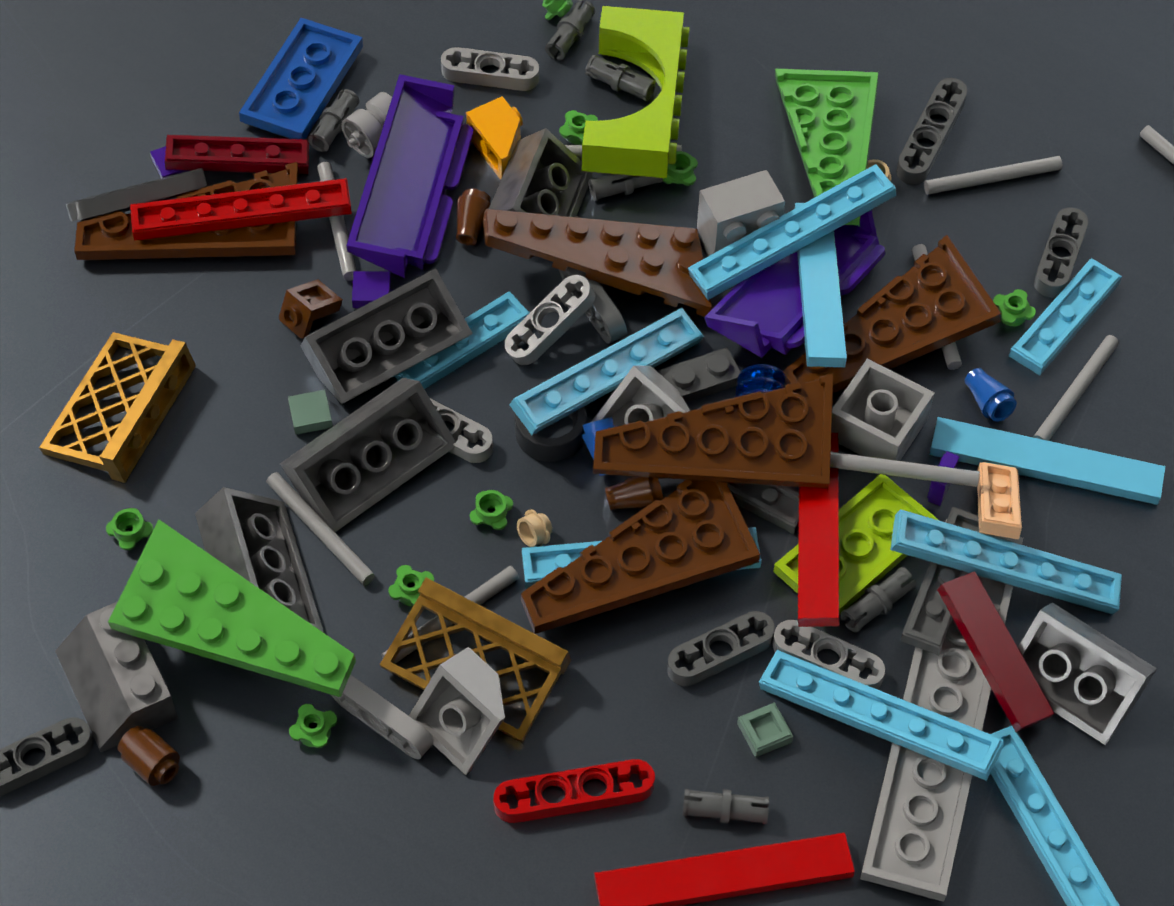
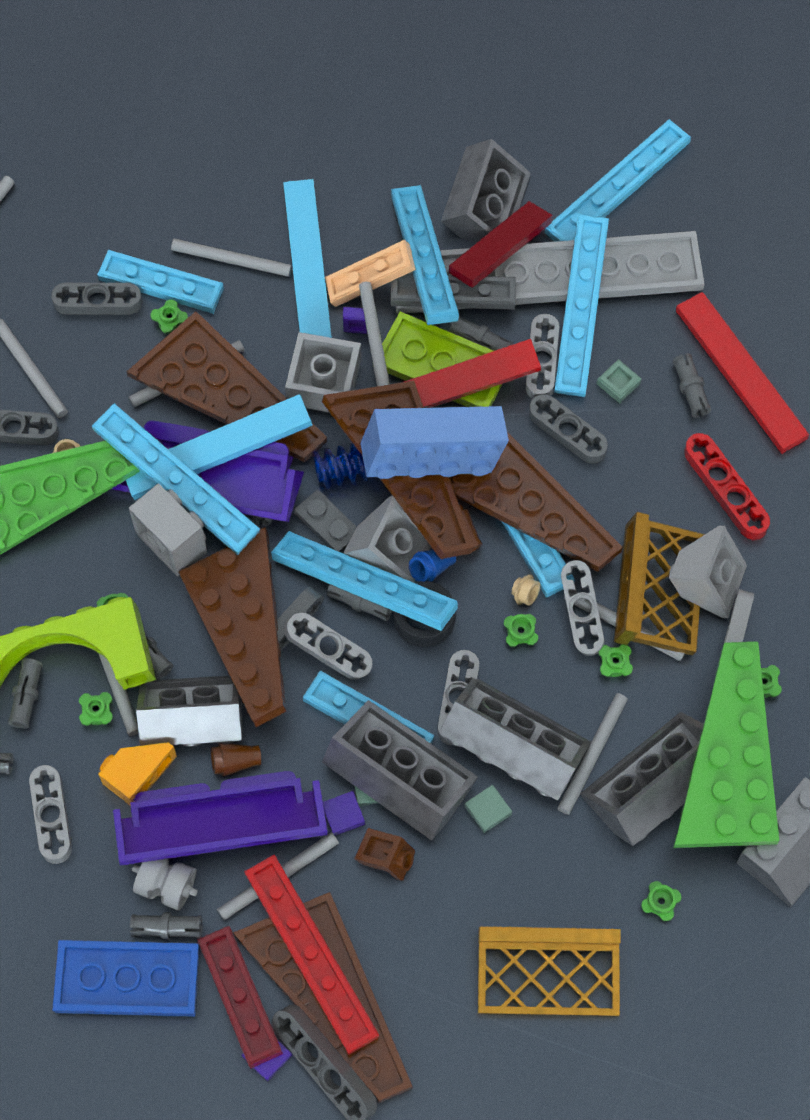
camera: 110 degrees left, 10 degrees up
(458, 566) = (586, 582): none -> light grey beam
(725, 434) = (433, 441): none -> medium blue brick
(992, 397) = (264, 310): blue cone -> none

